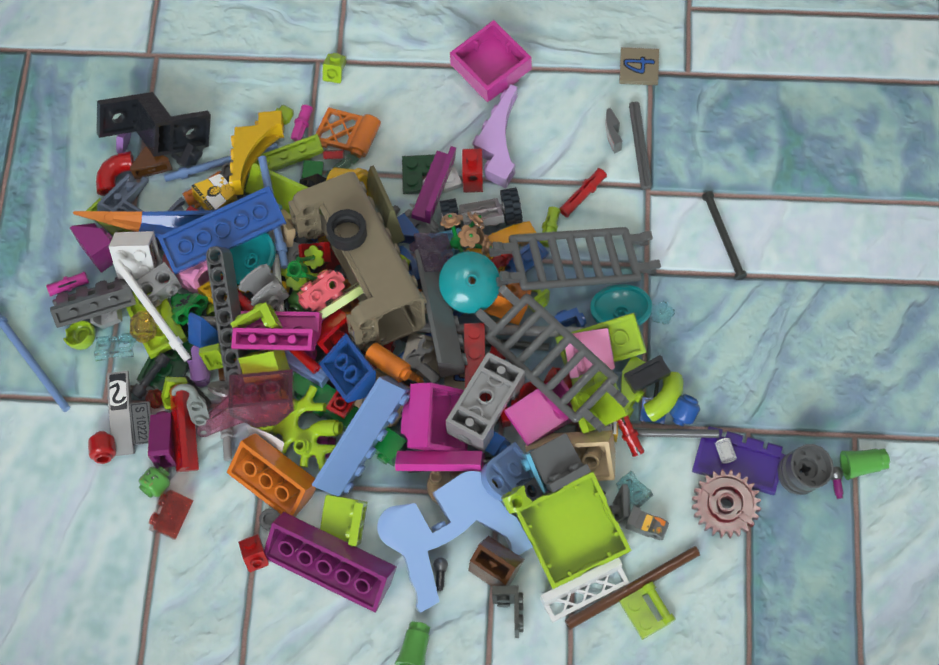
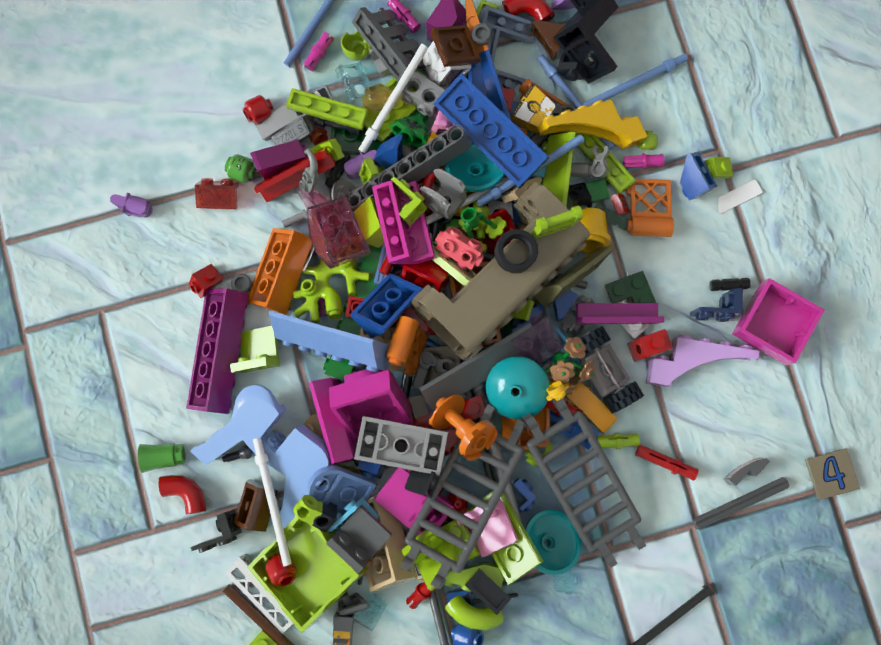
camera: 70 degrees right, 15 degrees up
(68, 373) = (318, 51): none -> dark pink pin
(126, 211) = (482, 34): none -> dark grey tile
(127, 236) = (455, 45): none -> reddish brown tile
(132, 377) = (327, 109): none -> lime tile
(145, 602) = (132, 205): none -> medium lavender arm
(222, 76) = (667, 66): none -> medium blue bar
(292, 159) = (598, 169): none -> light grey bar
(334, 195) = (557, 223): none -> lime plate
(336, 84) = (696, 177): none -> slope
(365, 58) = (738, 196): none -> white sticker
(442, 90) = (729, 284): none -> pearl dark grey axle
(453, 534) = (261, 460): none -> white bar
(455, 633) = (186, 489): none -> red cylinder
(462, 95) = (729, 307): none -> dark blue bracket
(484, 246) = (556, 391): none -> yellow plate
(500, 327) = (473, 436): none -> orange piece
(527, 391) = (422, 483): none -> black bracket
(566, 556) = (280, 574): none -> red head

